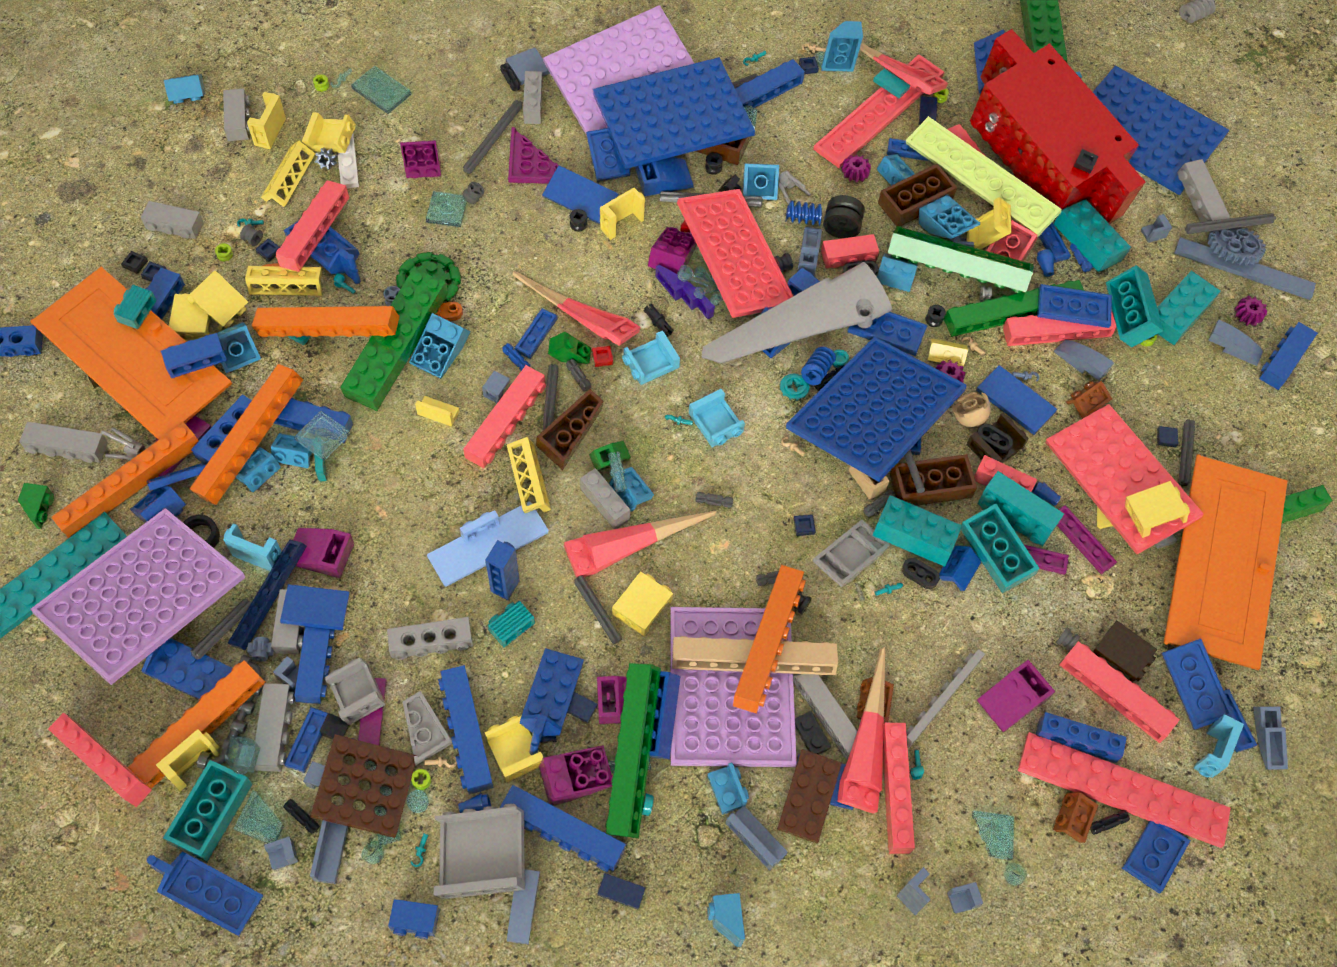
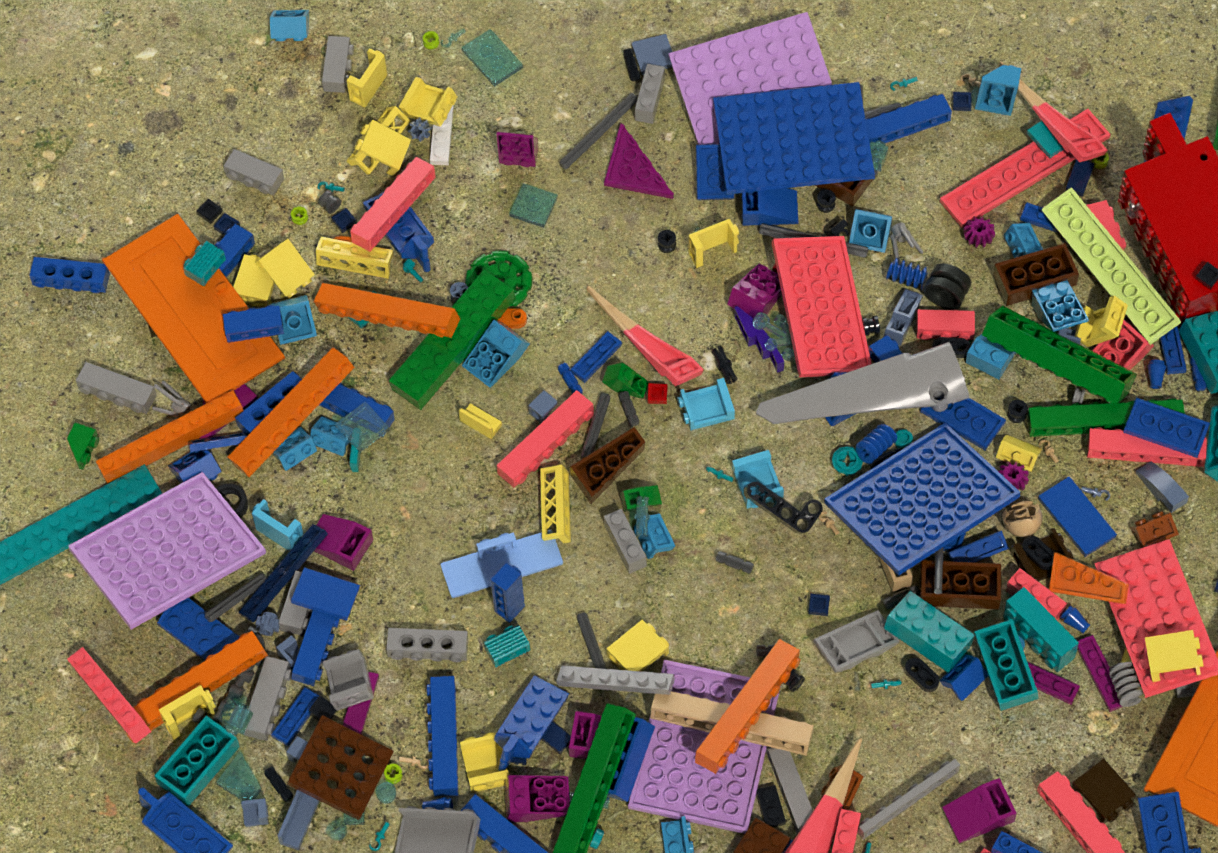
camera: 20 degrees right, 0 degrees up
(293, 175) = (383, 145): none -> light yellow panel
(424, 728) = (405, 727): light grey wing -> none
(473, 192) = (564, 193): dark grey wheel -> none
(578, 193) = (673, 211): blue tile -> none
(602, 549) = (613, 590): coral plate -> none
(629, 637) = (615, 680): none -> light grey plate
(745, 436) = (779, 504): none -> black beam
(939, 444) = (979, 549): none -> blue tile
(1040, 456) = (1083, 581): none -> orange wing
(1068, 639) = (1050, 766): dark grey wheel -> none
(1112, 544) = (1125, 684): none -> light grey piece

